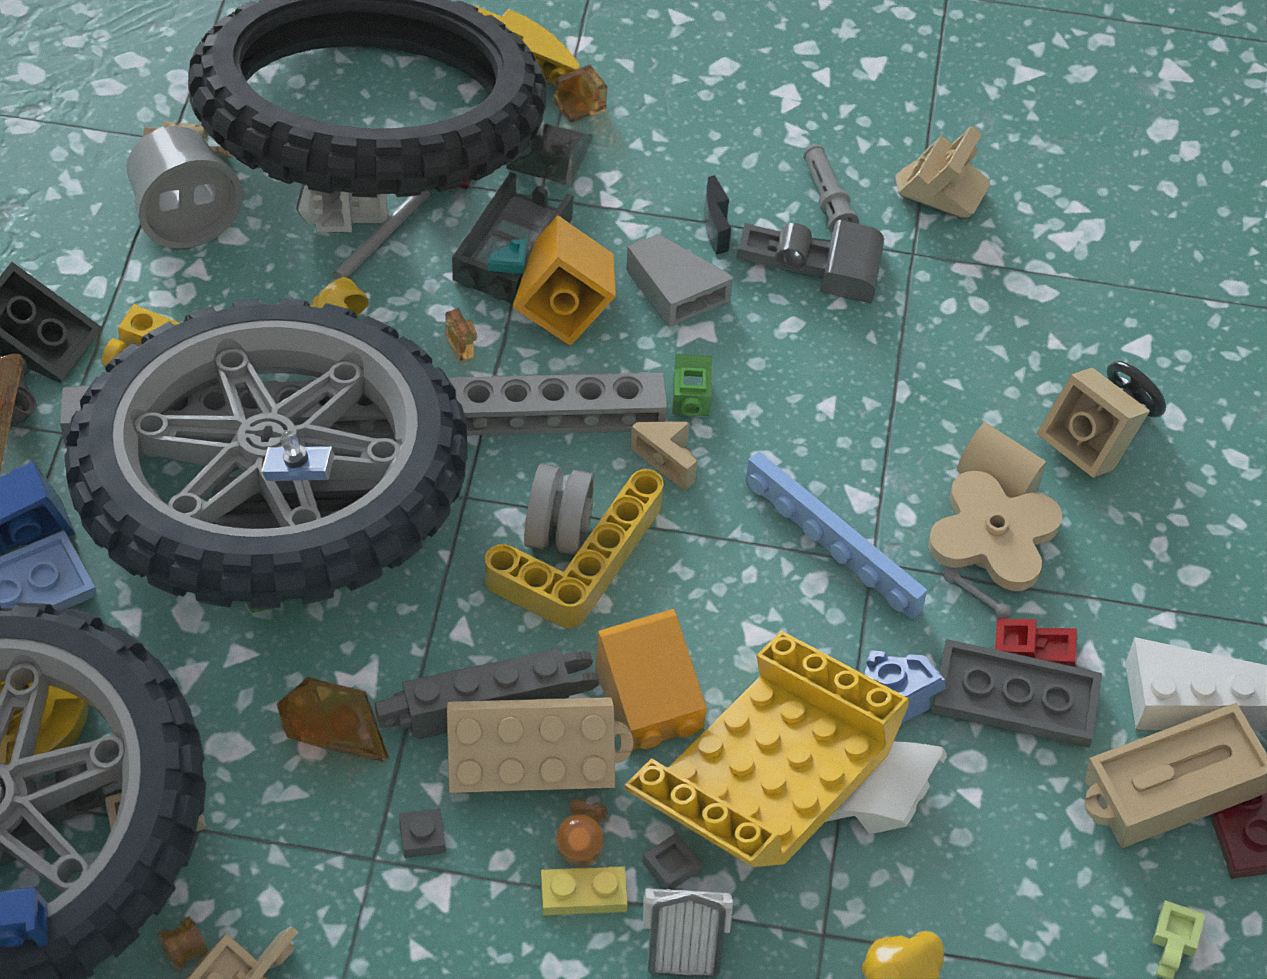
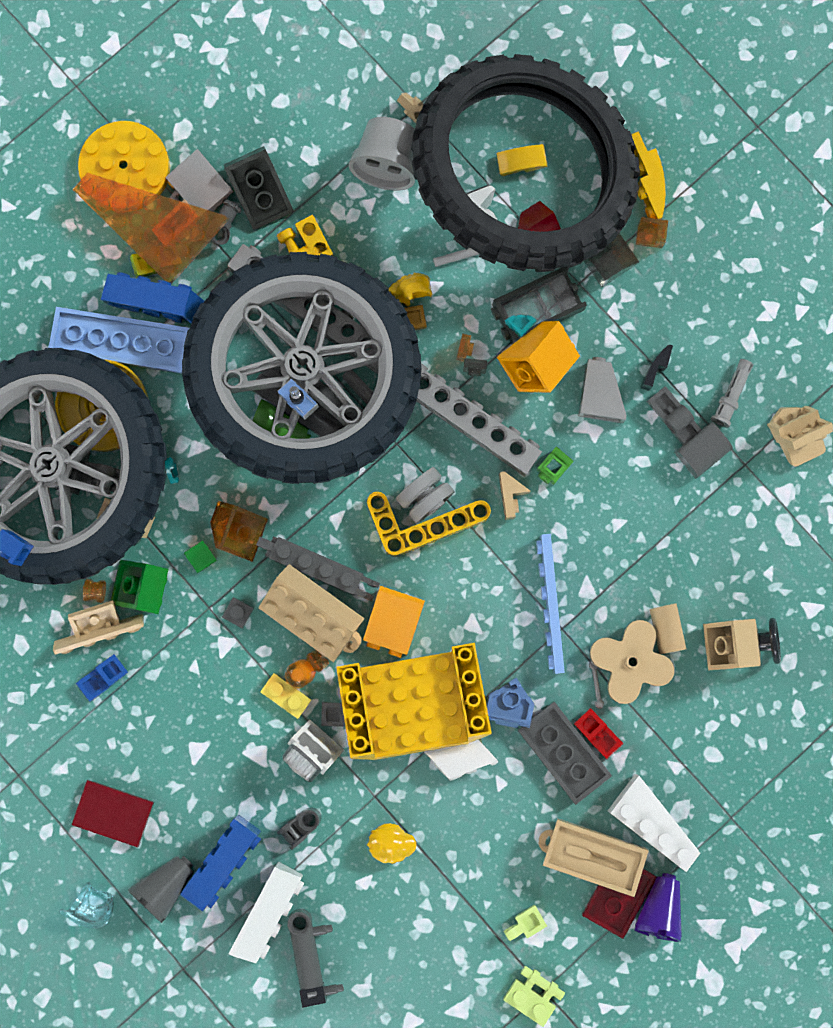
camera: 40 degrees right, 30 degrees up
(247, 889) = (139, 586): none -> green slope
(306, 797) = (200, 556): none -> green slope
(360, 109) = (522, 159): none -> yellow slope
(491, 345) = (474, 366): none -> clear smoke plate

